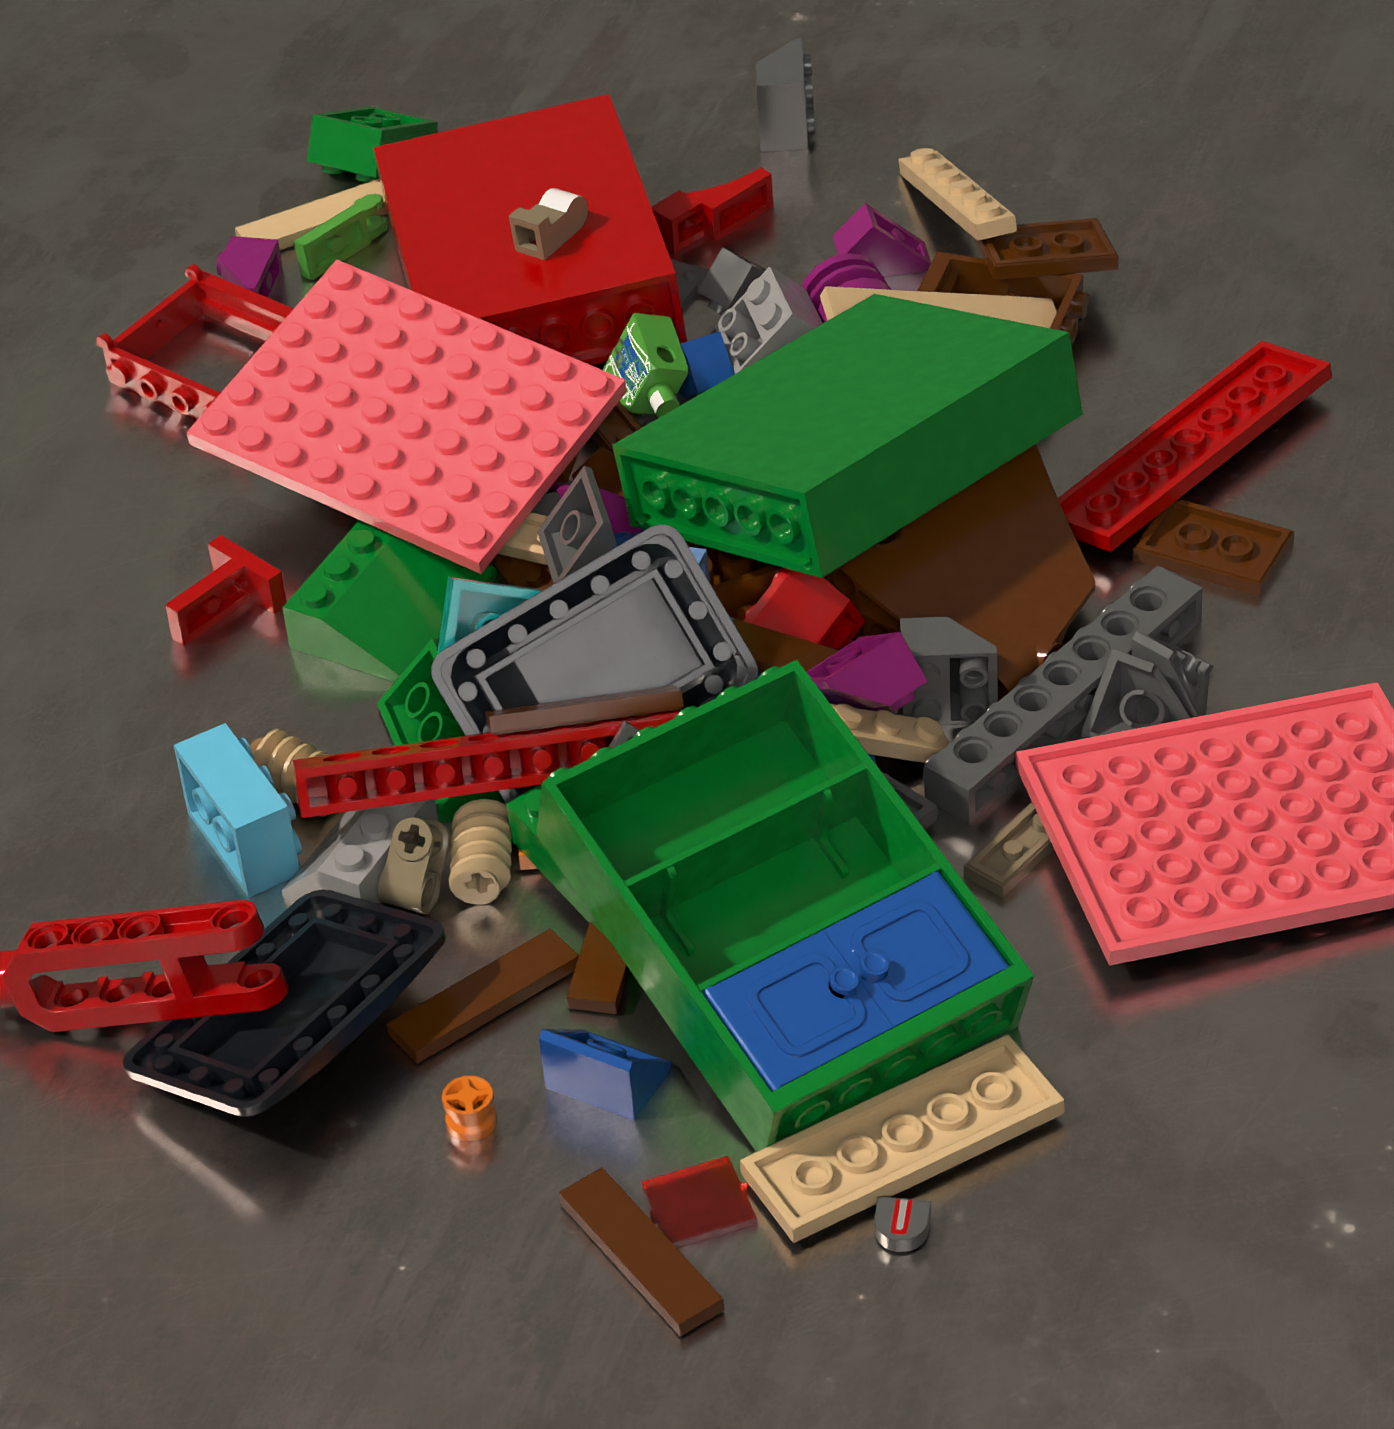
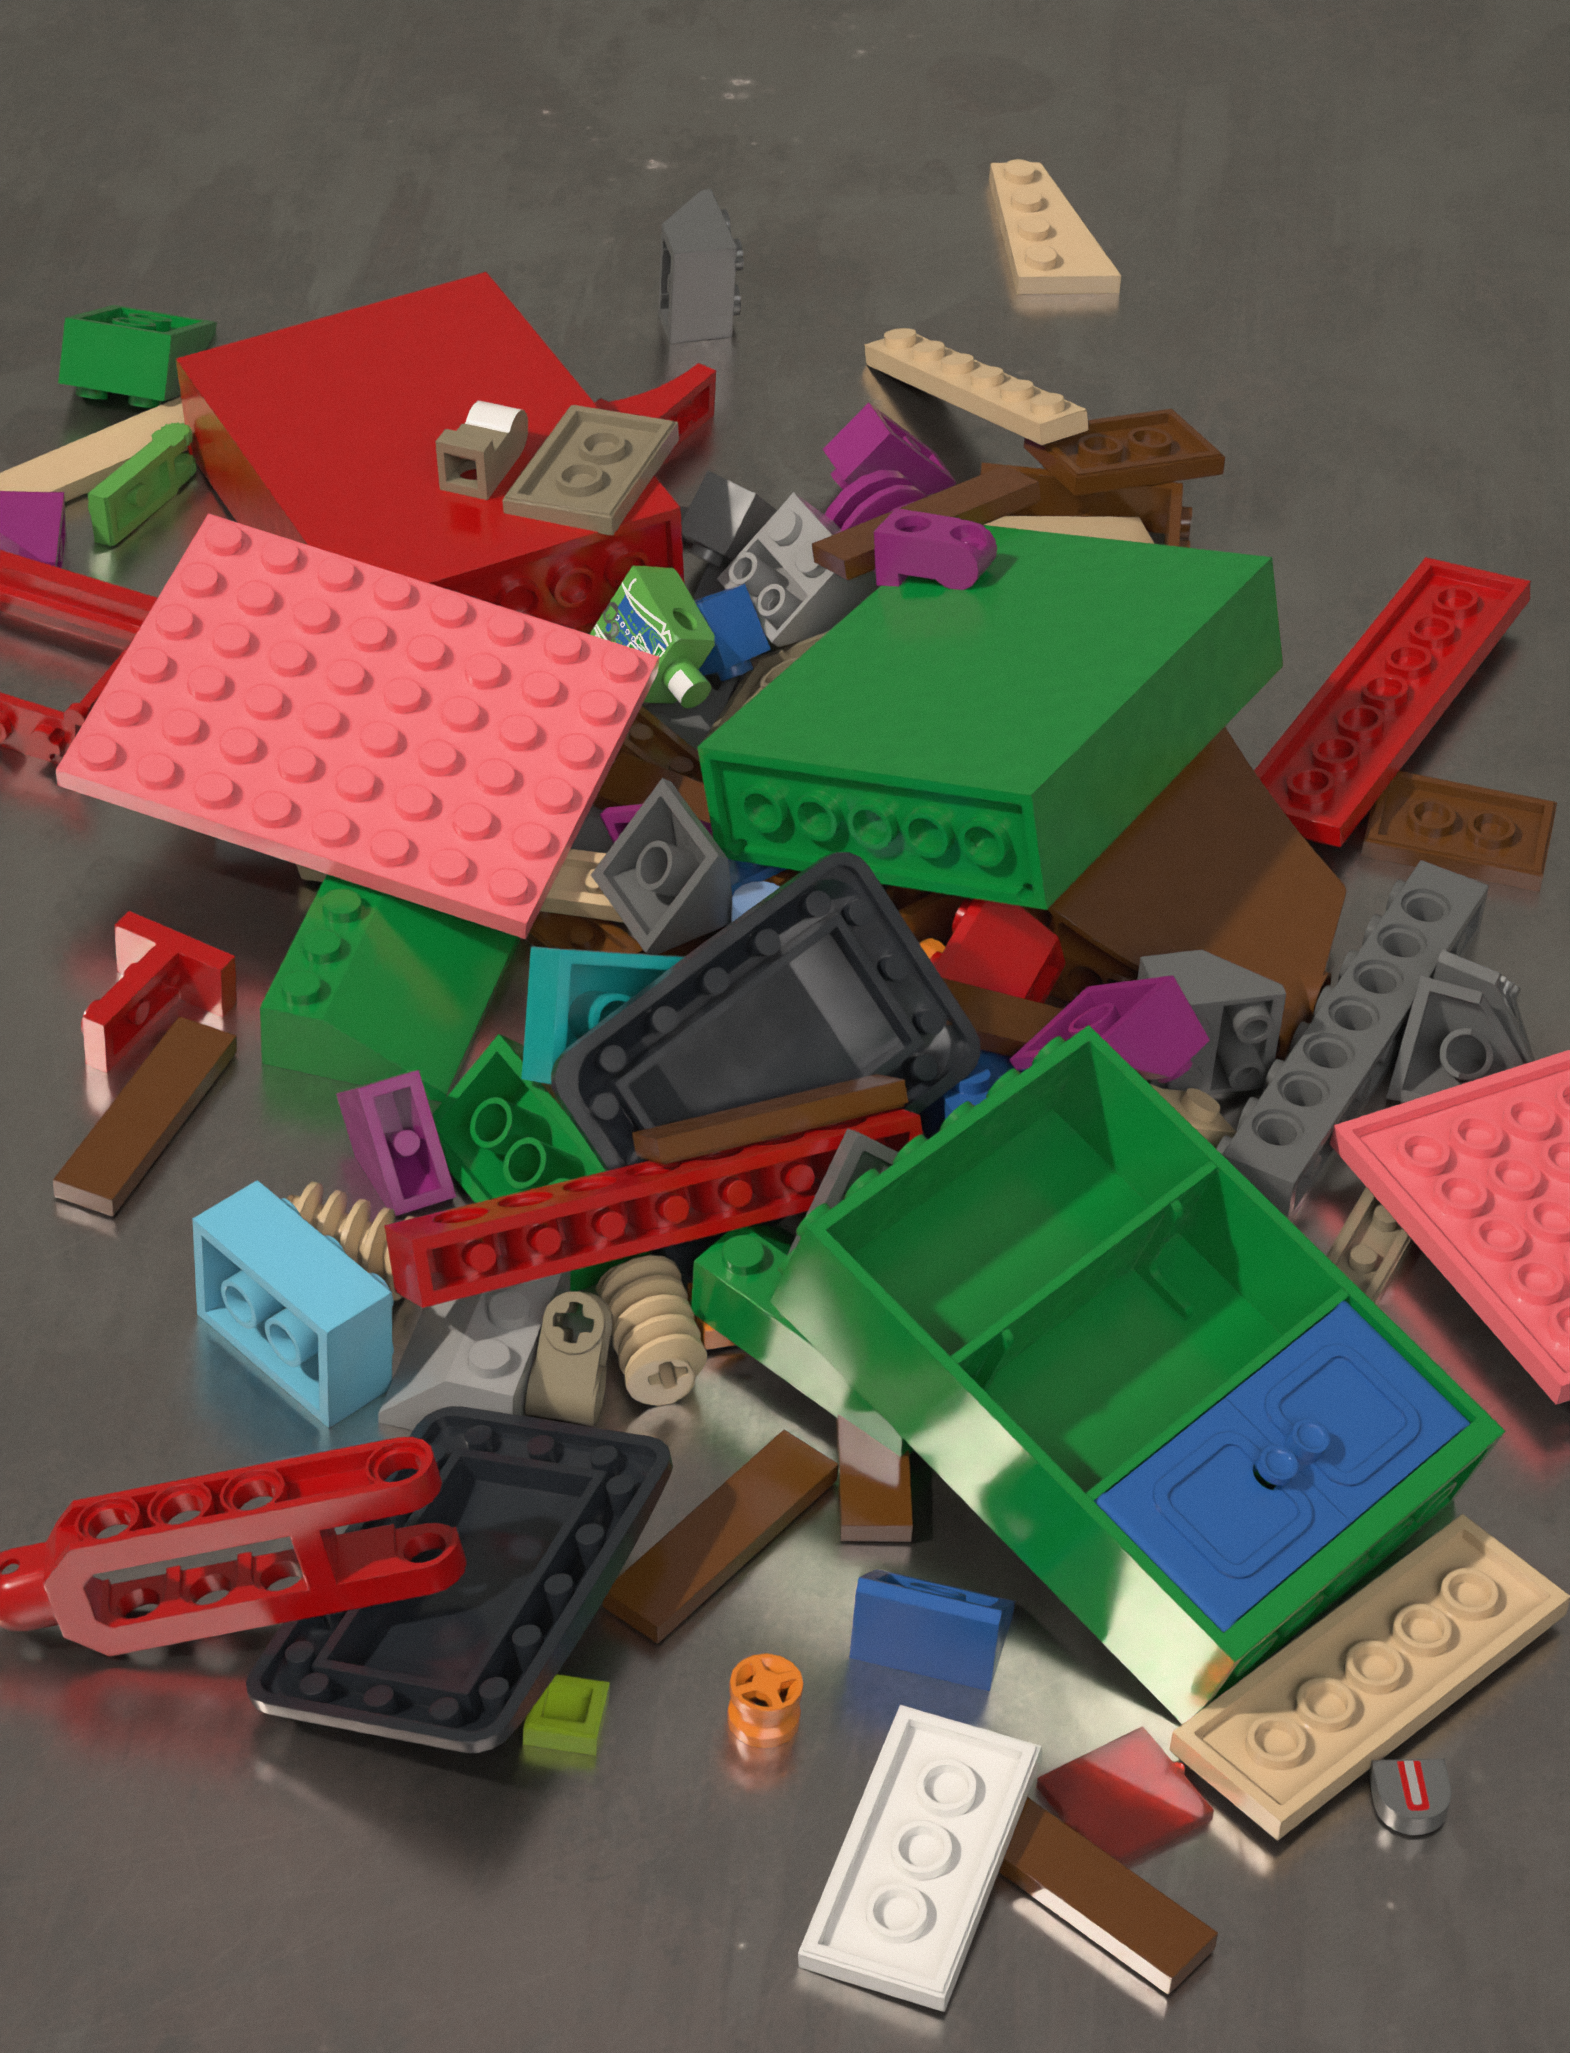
camera: 20 degrees left, 0 degrees up
(196, 676) = (145, 1116): none -> reddish brown tile
(336, 1102) = (568, 1715): none -> lime tile
(353, 706) = (397, 1142): none -> magenta slope
(535, 1223) = (920, 1858): none -> white tile
(623, 241) = (592, 469): none -> dark tan tile
(833, 312) = (931, 548): none -> magenta leg
(850, 293) = (975, 500): none -> reddish brown tile
(1070, 82) = (1045, 236): none -> tan wing

